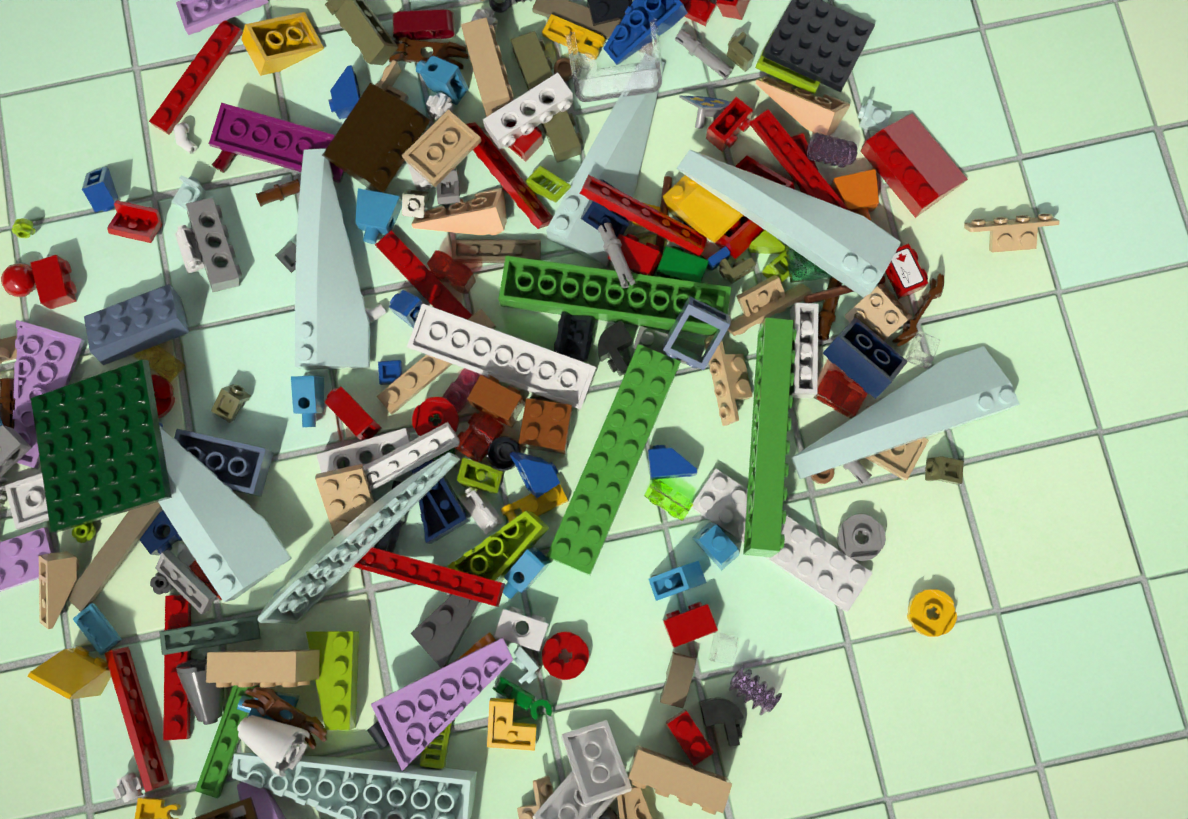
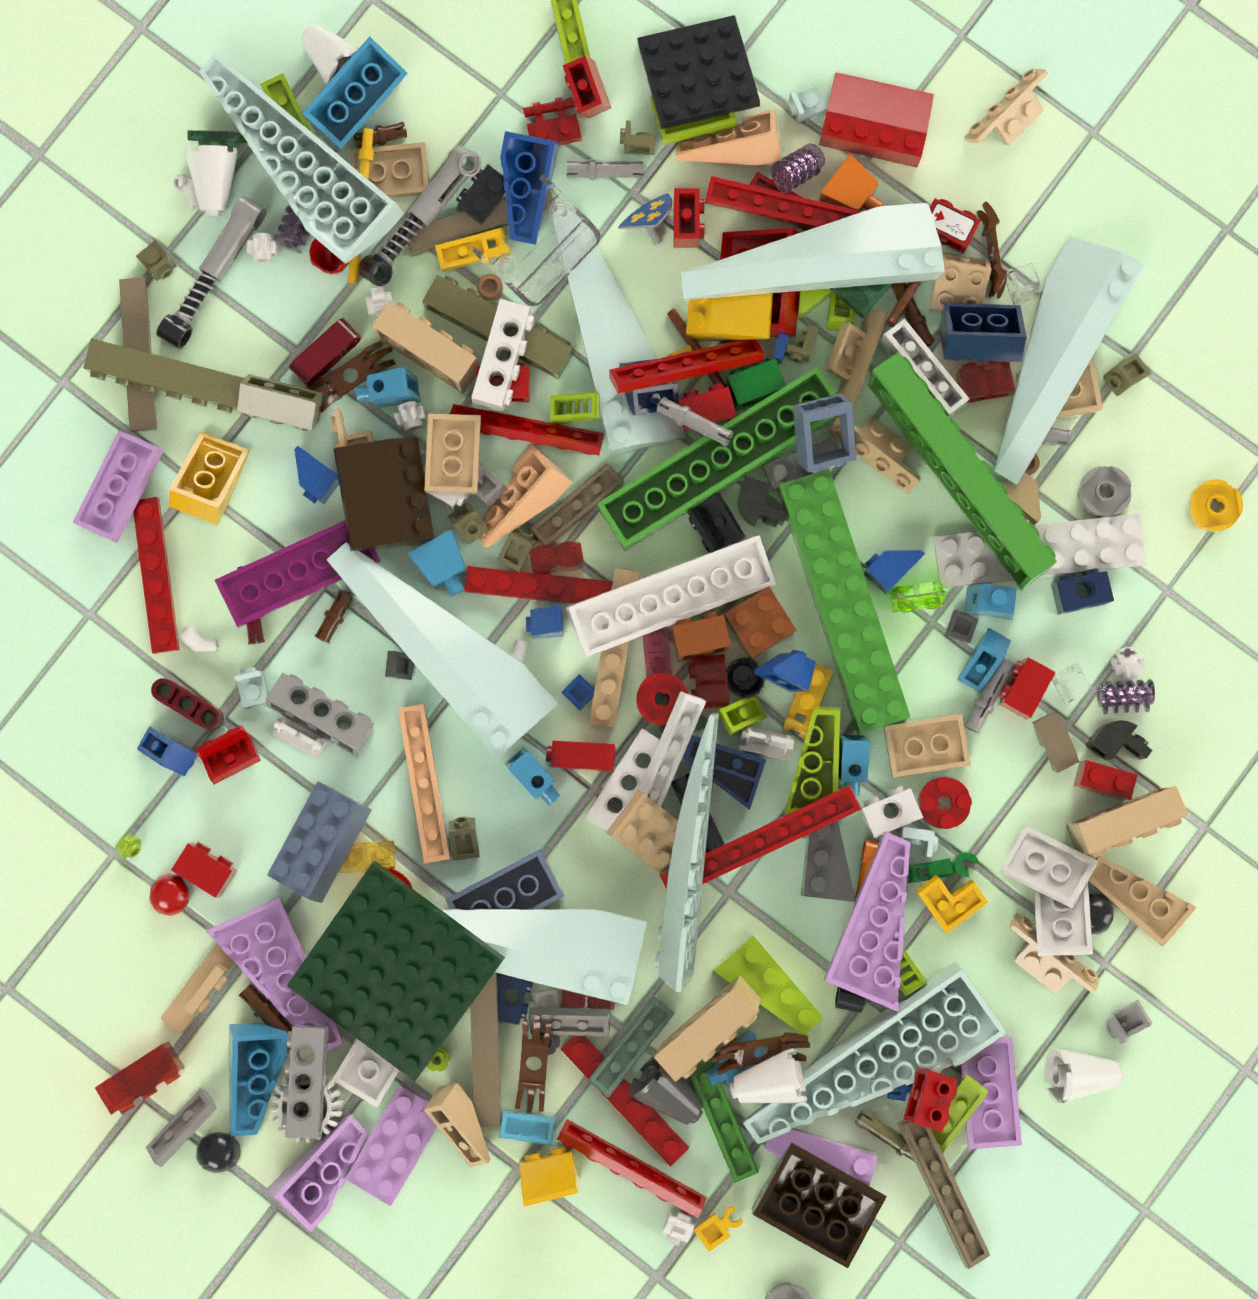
camera: 45 degrees left, 5 degrees up
(128, 598) = (533, 1078): none -> reddish brown piece
(133, 163) = (176, 698): none -> dark red beam
(238, 345) = (424, 783): none -> light nougat plate
(430, 242) = (517, 548): none -> olive bracket
(586, 605) = (926, 745): none -> tan plate
(659, 608) = (985, 703): none -> light grey pin
(681, 545) = (961, 626): none -> dark grey tile
(771, 591) = (1097, 586): none -> dark blue brick
(775, 669) = (1128, 663): none -> white gear
(798, 493) = (1026, 496): none -> tan slope

